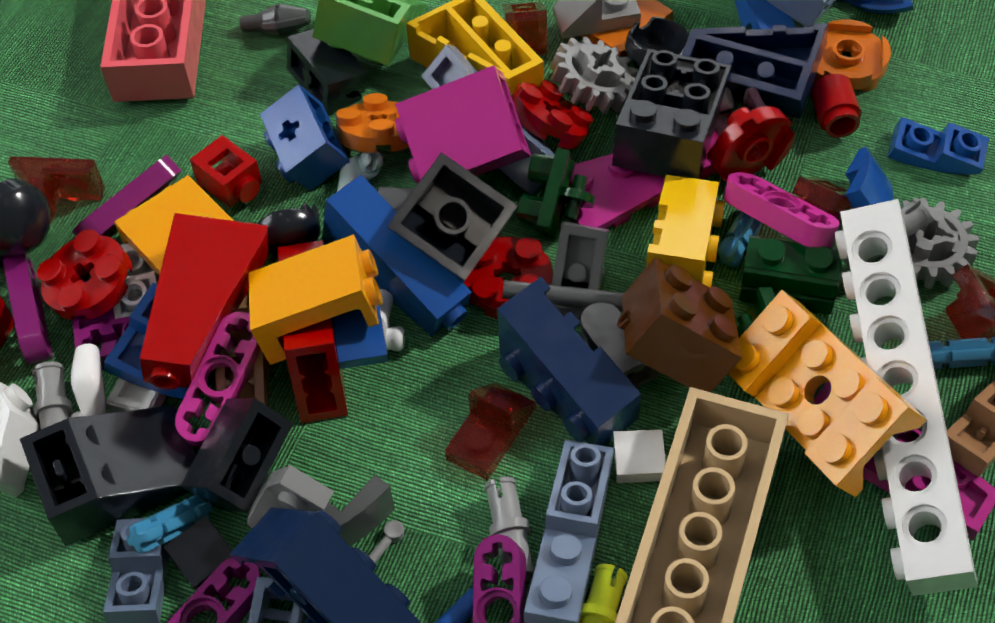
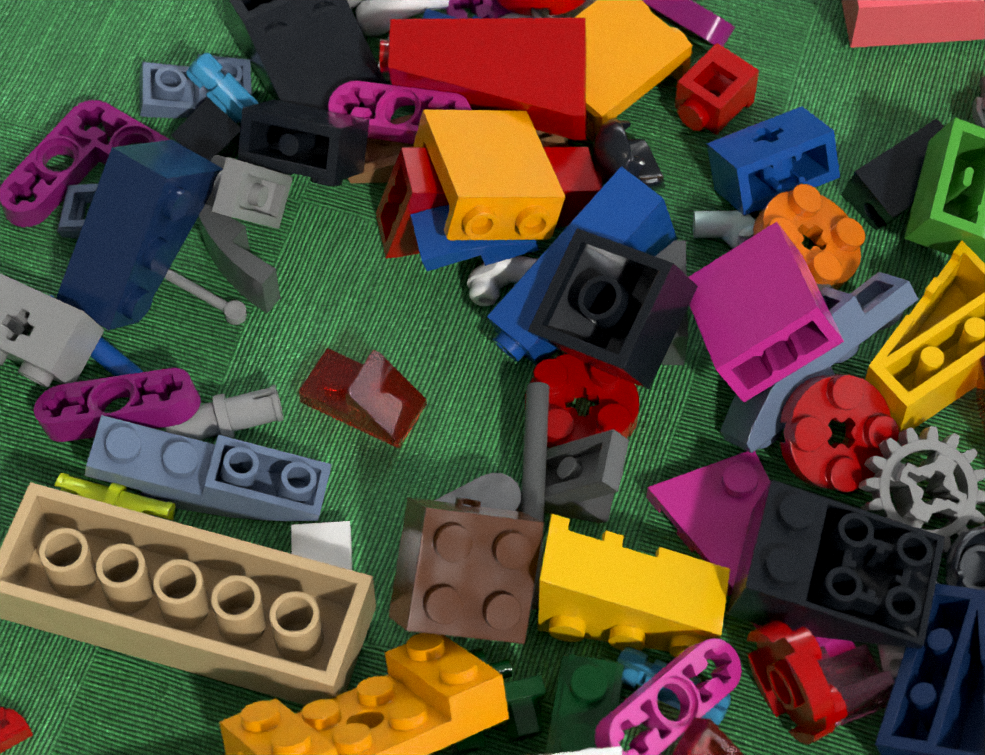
camera: 85 degrees right, 5 degrees up
(557, 175) = (697, 445): dark green hips -> none
(562, 370) = (432, 448): dark blue wedge -> none

